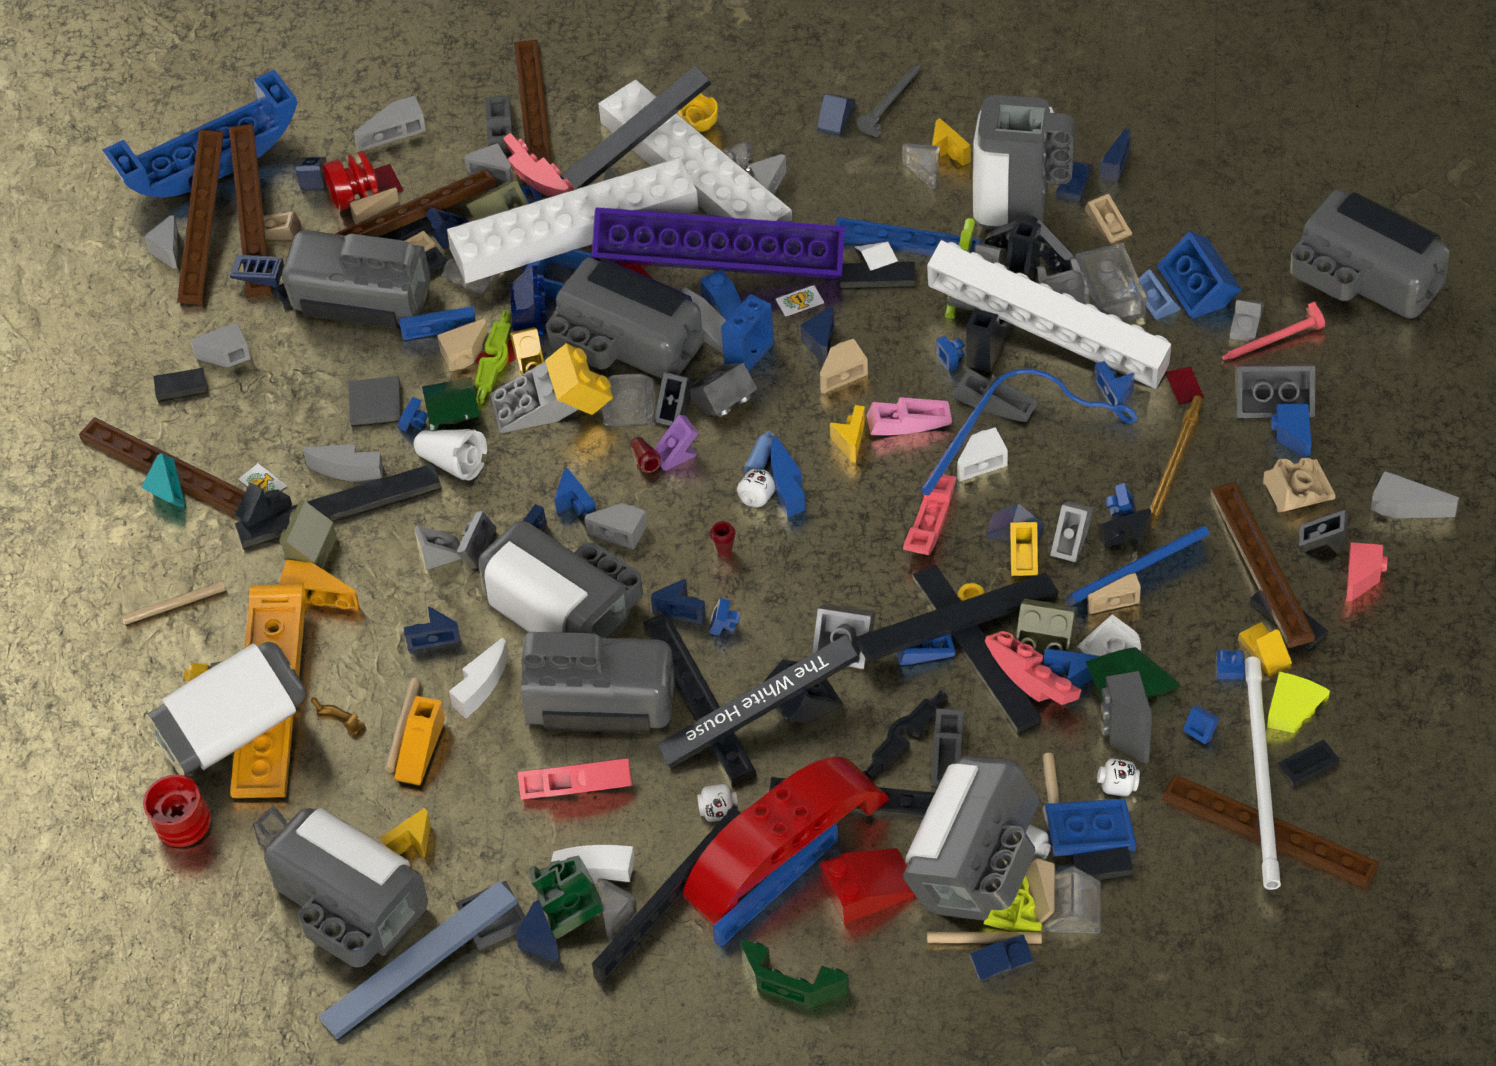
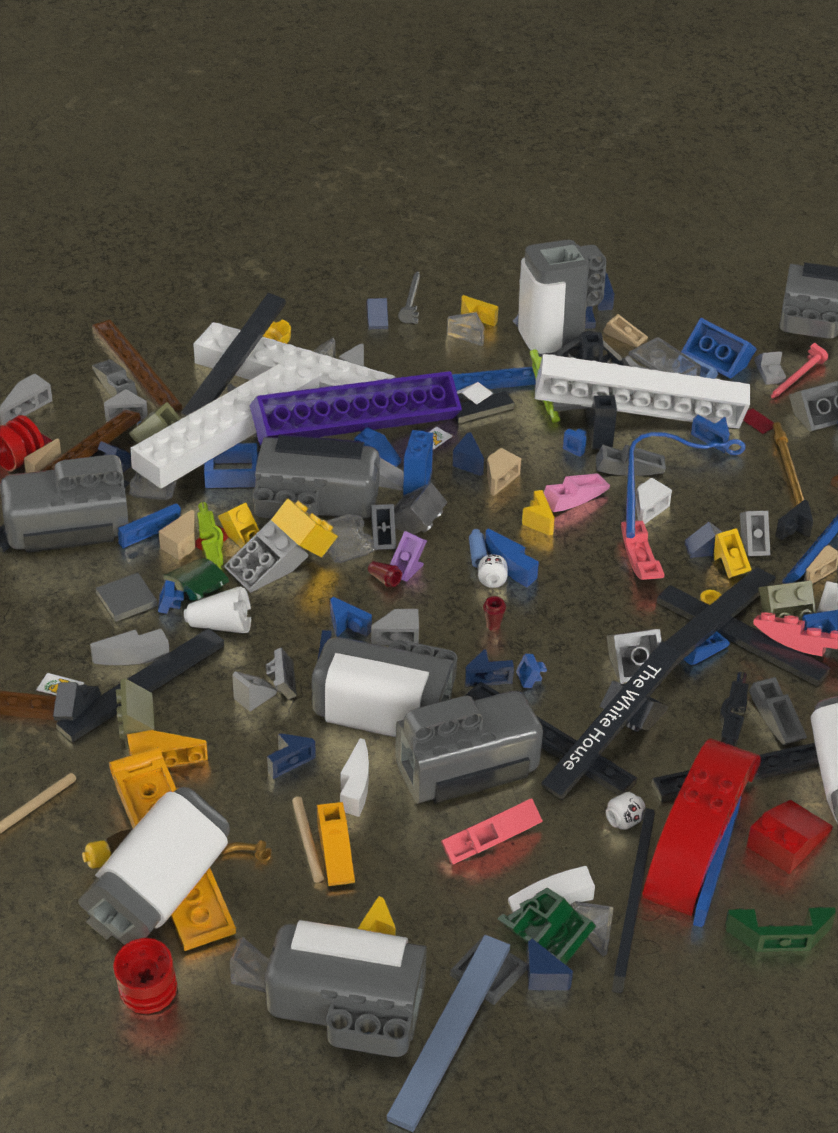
camera: 30 degrees left, 10 degrees down
(528, 301) = (220, 488): clear blue slope -> none
(536, 173) = (179, 399): coral slope -> none
(1122, 502) = (777, 504): blue tile -> none

